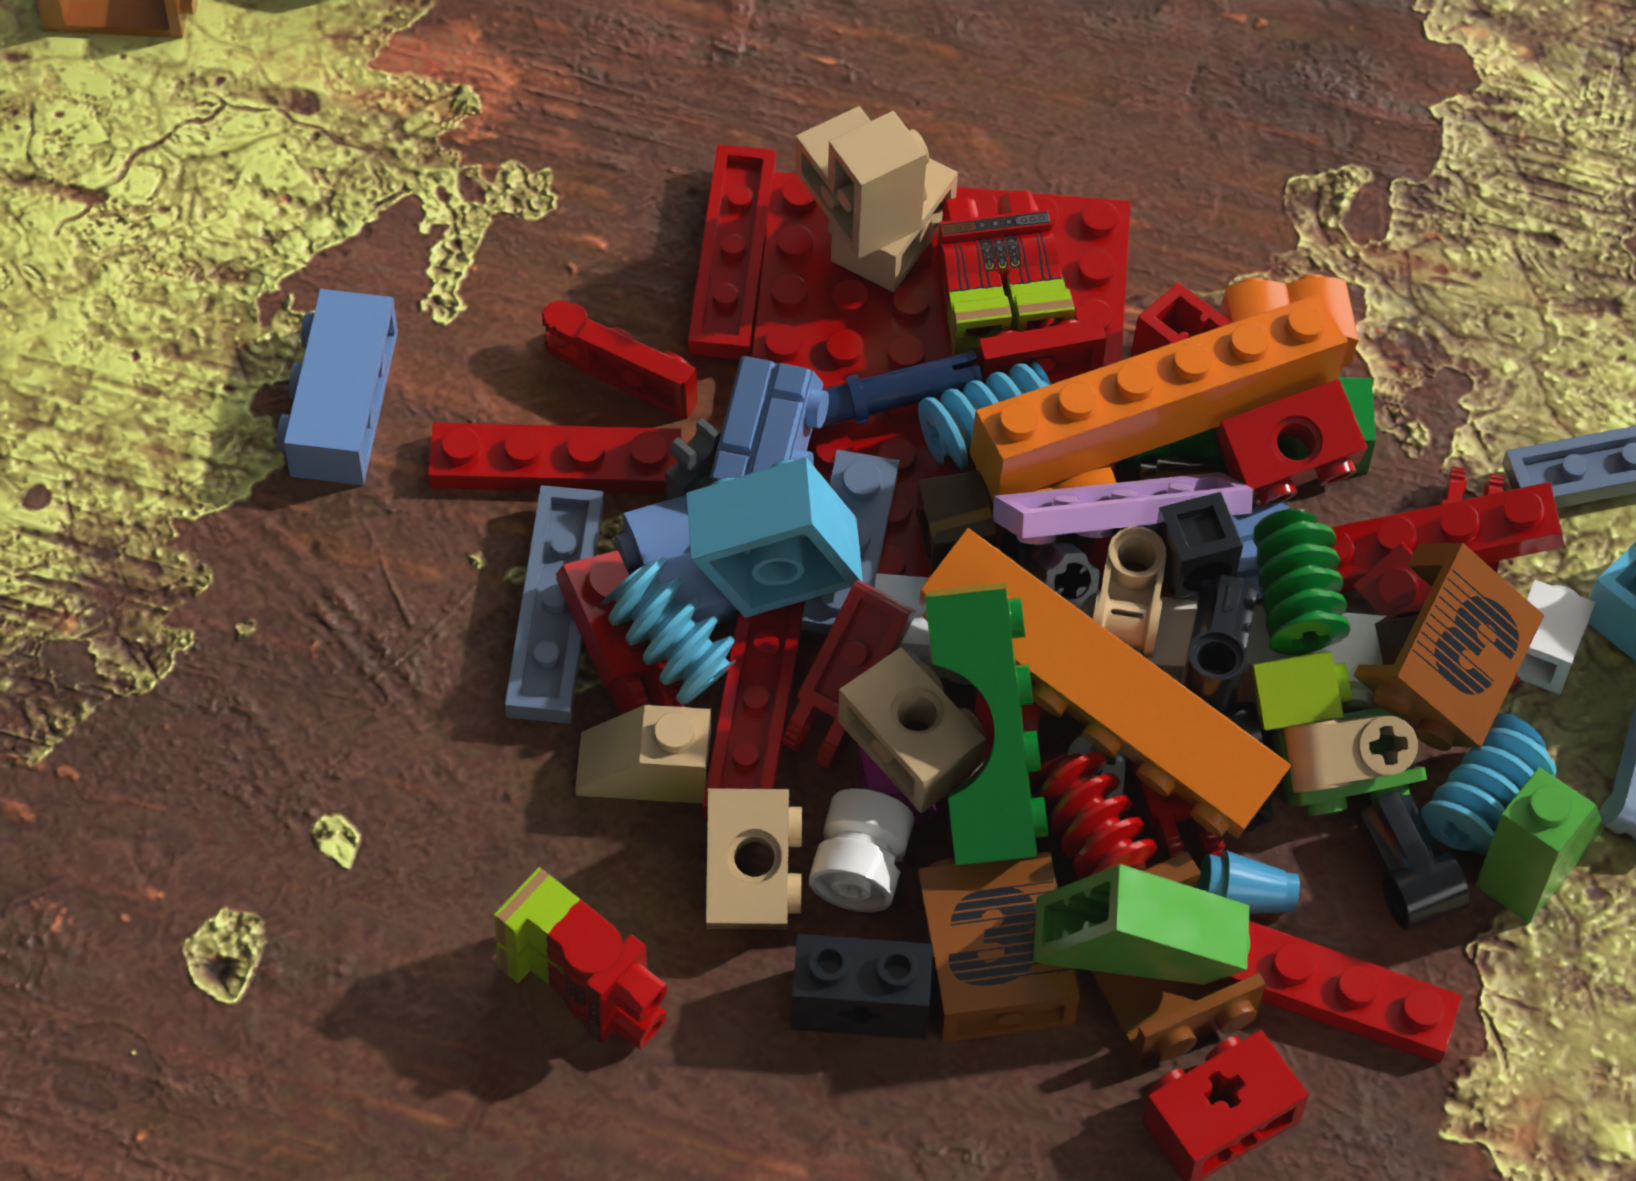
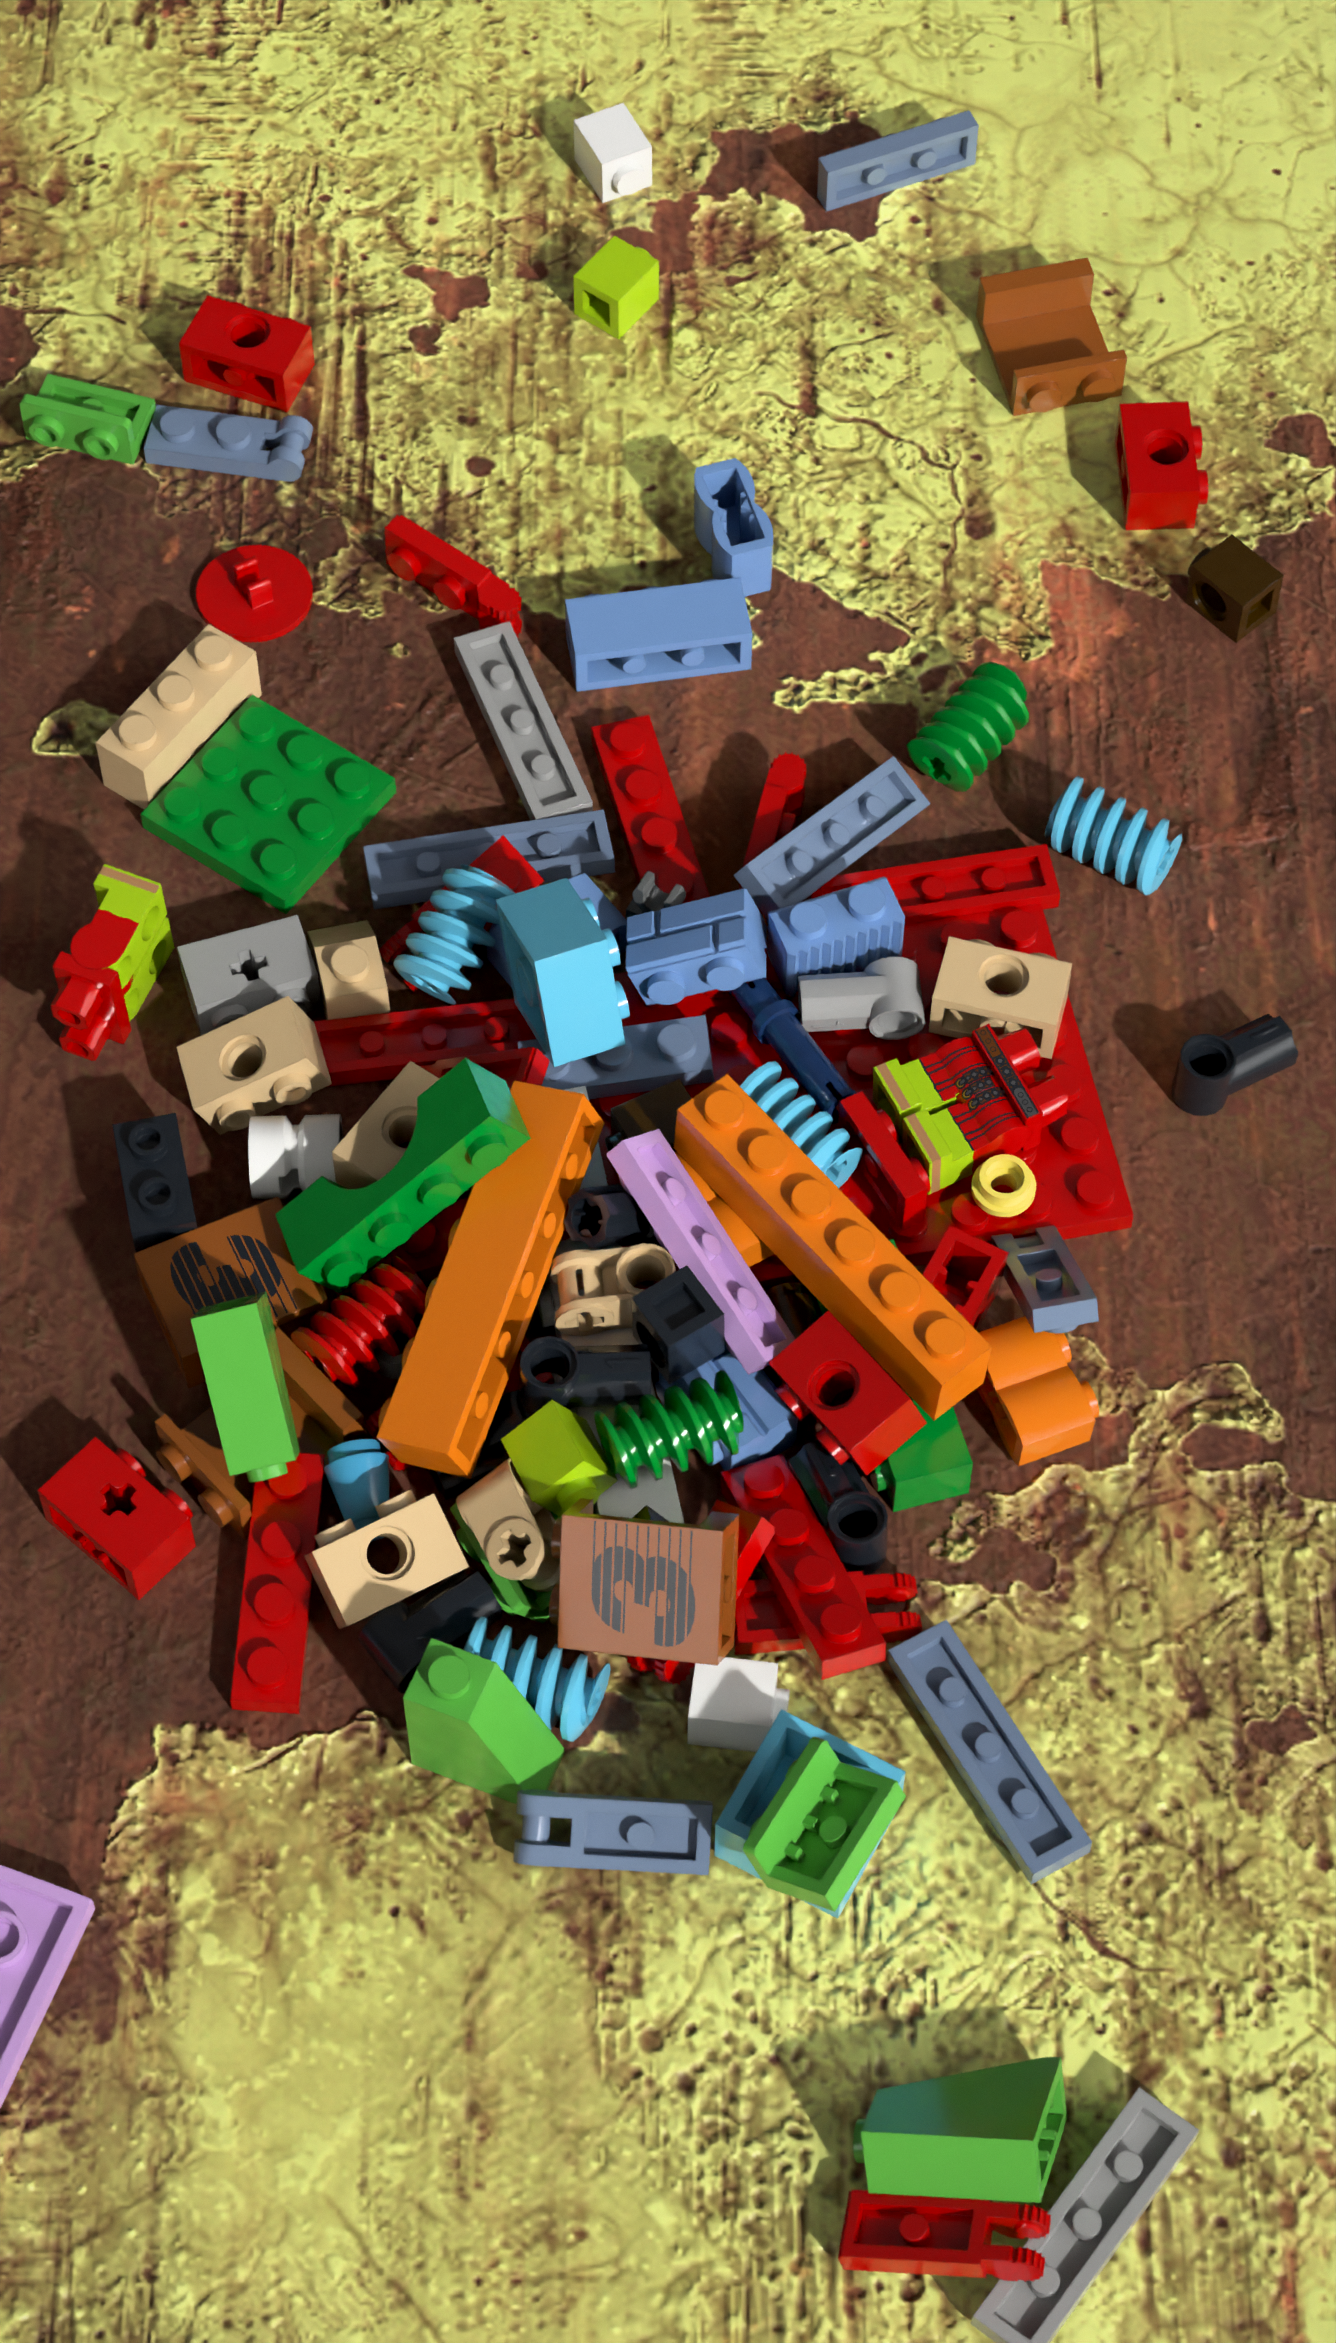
camera: 75 degrees right, 0 degrees up
(115, 742) = (254, 593): none -> red piece
(192, 544) = (450, 574): none -> red hinge
(248, 283) = (733, 525): none -> medium blue brick
(274, 836) = (177, 715): none -> tan brick
(400, 788) = (268, 803): none -> green plate
(401, 533) = (521, 723): none -> light grey plate
(563, 161) = (971, 727): none -> green piece
(621, 812) = (248, 971): none -> light grey brick
(661, 300) = (832, 838): none -> sand blue plate
(724, 91) = (1111, 837): none -> medium azure piece
(784, 307) = (835, 932): none -> medium blue brick
(859, 313) = (880, 998): none -> light grey piece
(865, 177) = (985, 928): tan brick -> none
(999, 83) = (1230, 1063): none -> black piece
(1094, 263) = (1008, 1171): none -> light yellow plate
(1206, 266) = (1047, 1281): none -> sand blue plate
(1345, 874) = (425, 1551): none -> tan brick
(1371, 492) = (843, 1506): none -> black piece

